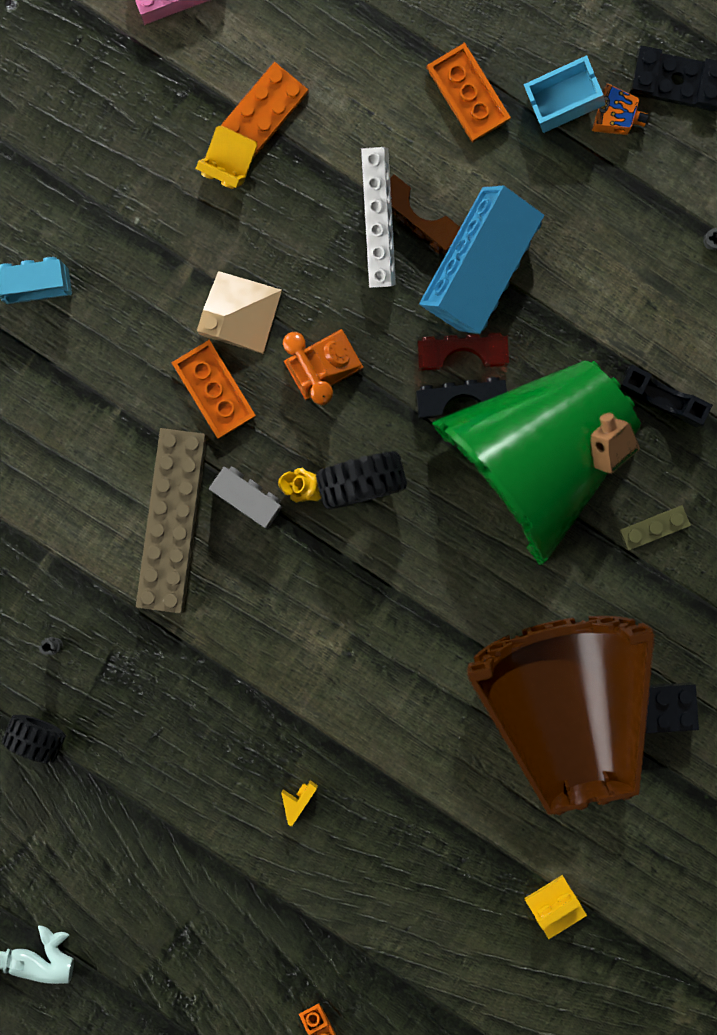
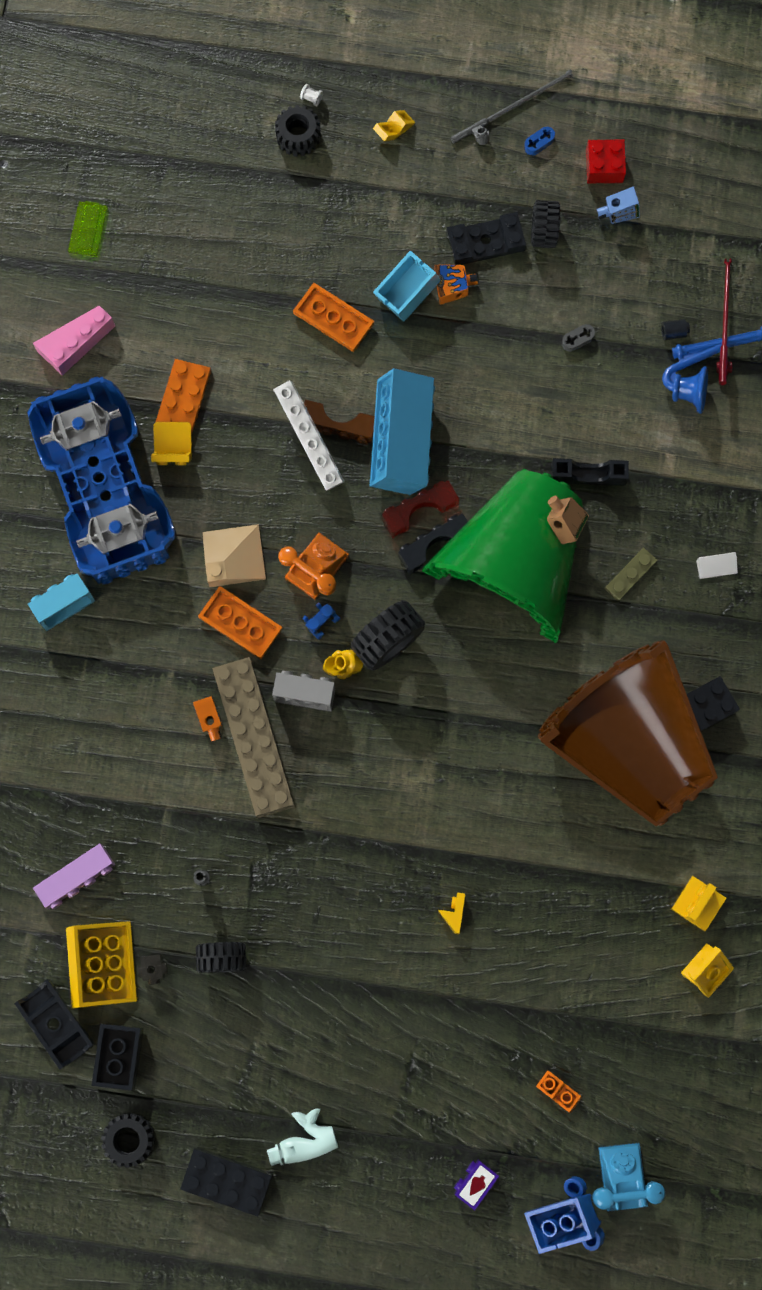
camera: 20 degrees left, 10 degrees down
(135, 468) = (205, 708): none -> orange torso
(146, 230) = (133, 525): none -> blue piece
(300, 425) = (320, 618): none -> blue piece
(531, 979) = (708, 969): none -> yellow bracket

